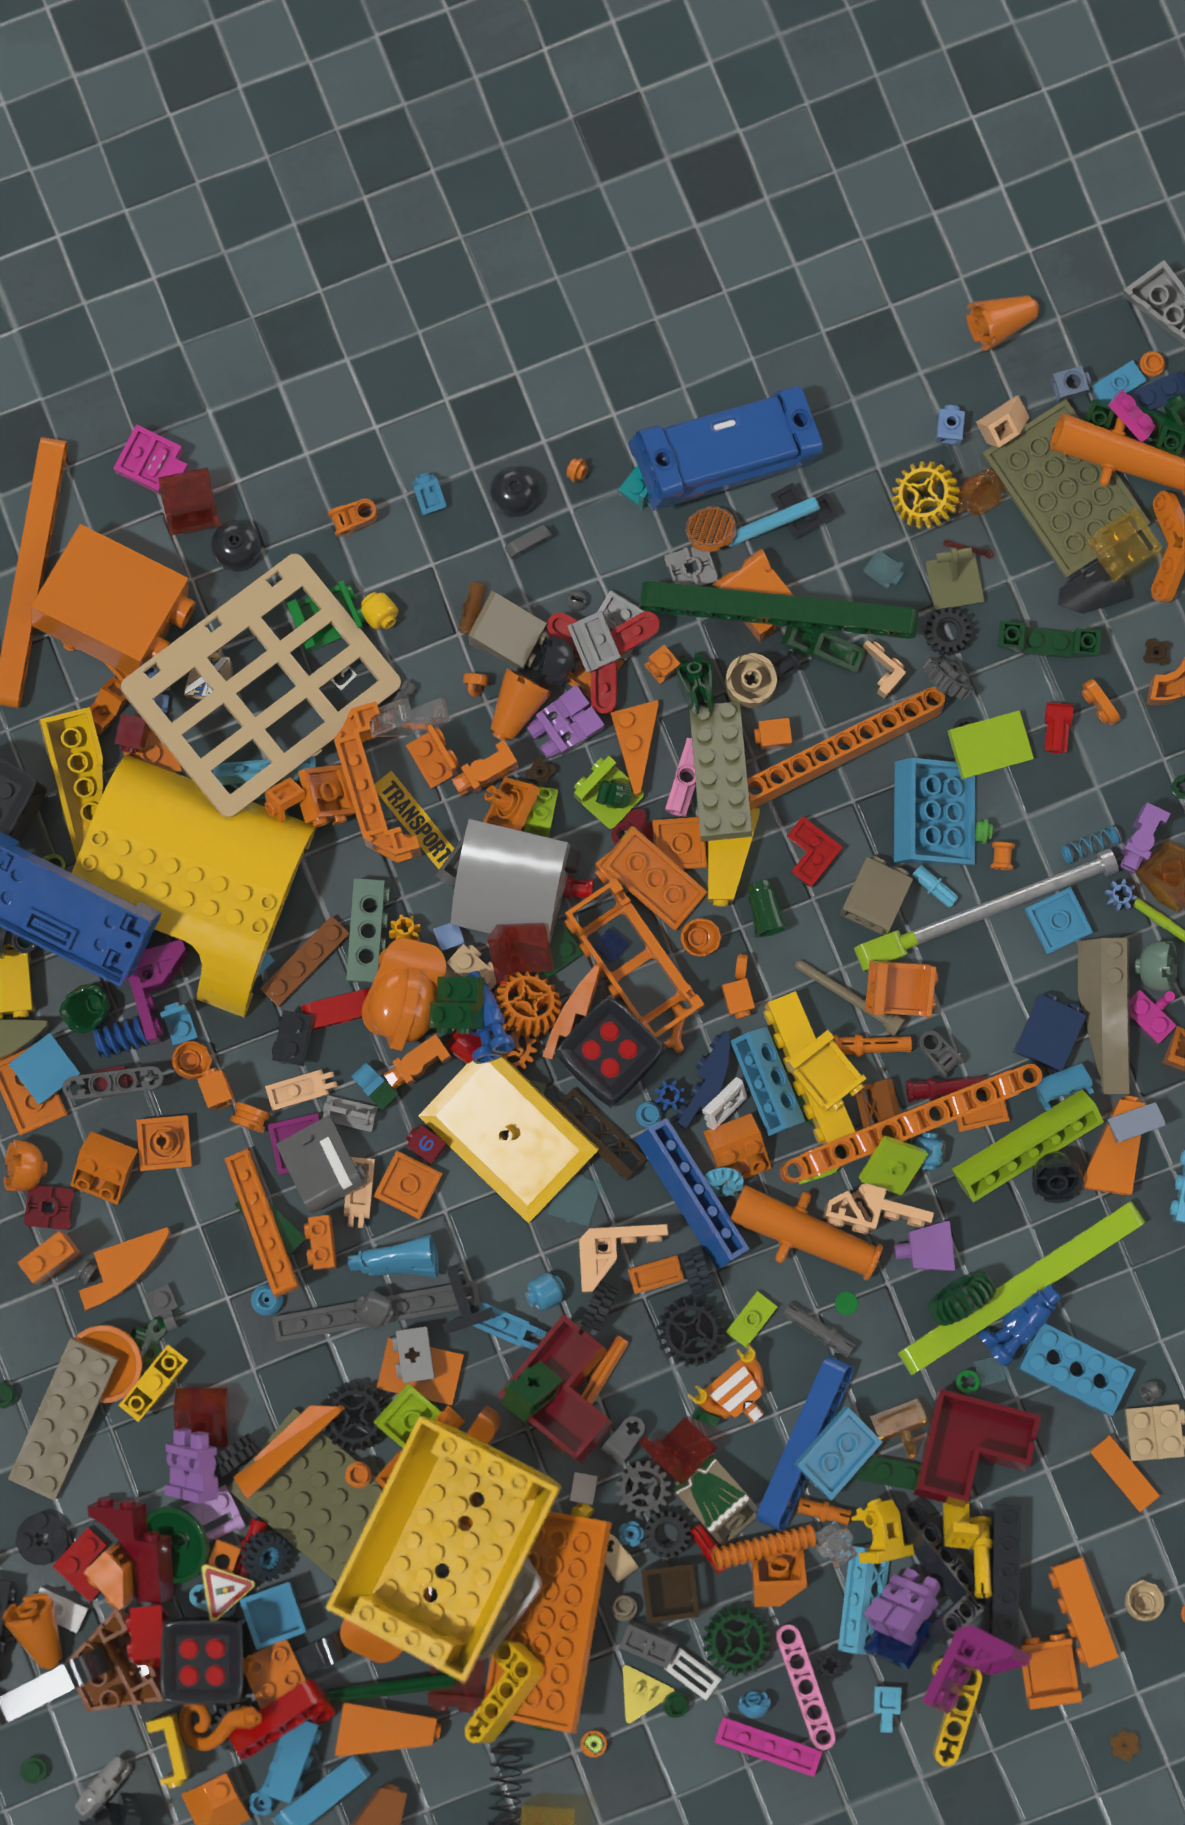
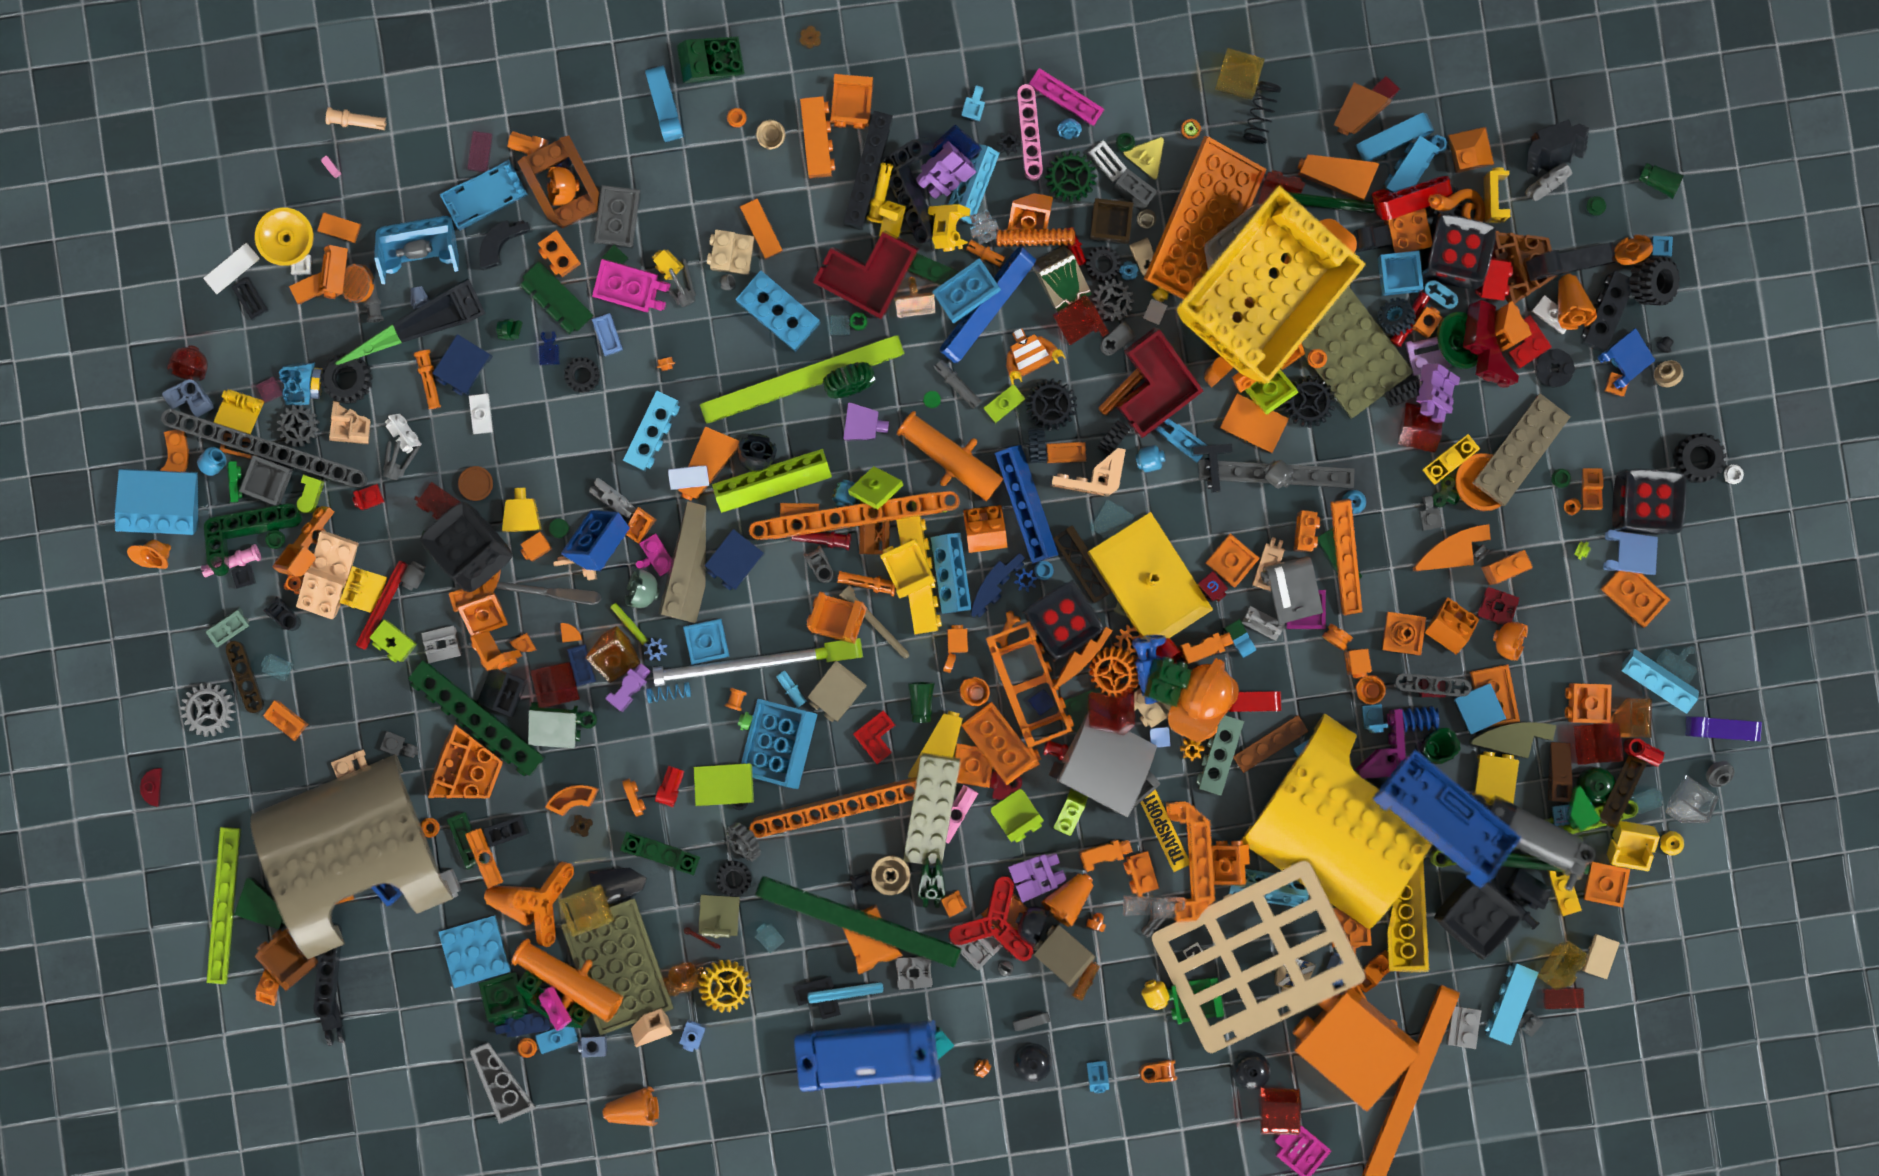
camera: 170 degrees left, 5 degrees up
(131, 733) = (1362, 942): dark red brick -> none
(223, 1590) = (1433, 298): piece -> none
(282, 797) = (1260, 867): orange bracket -> none
(285, 1447) = (1365, 390): orange wedge -> none
(292, 1038) = (1293, 687): black bracket -> none
(299, 1089) = (1296, 649): light nougat hinge -> none
(411, 1257) = (1242, 506): dark azure piece -> none
(419, 1340) = (1250, 443): light grey brick -> none
(484, 1724) = (1265, 159): yellow beam -> none
(510, 803) = (1092, 823): orange plate -> none
(531, 1391) = (1178, 387): dark green brick -> none
(541, 779) = (1058, 844): dark brown plate -> none
(594, 642) = (1001, 931): light grey plate -> none
(614, 794) = (1013, 813): dark green piece -> none
(634, 733) = (986, 857): orange wing -> none
(705, 1417) = (1053, 338): dark green tile -> none
(710, 529) = (892, 998): tile -> none
(721, 1175) = (1005, 510): medium azure gear -> none
(724, 1103) = (986, 564): white tile -> none
(773, 734) = (883, 831): orange brick -> none
(824, 647) = (828, 887): dark green slope -> none
(844, 1210) = (919, 464): light nougat piece -> none
(887, 682) = (787, 850): light nougat bracket -> none
(962, 1716) = (928, 88): yellow beam -> none
(970, 1650) = (908, 125): magenta bracket -> none
(1021, 1324) = (810, 351): blue piece -> none
(1062, 1084) = (734, 519): dark azure hinge -> none

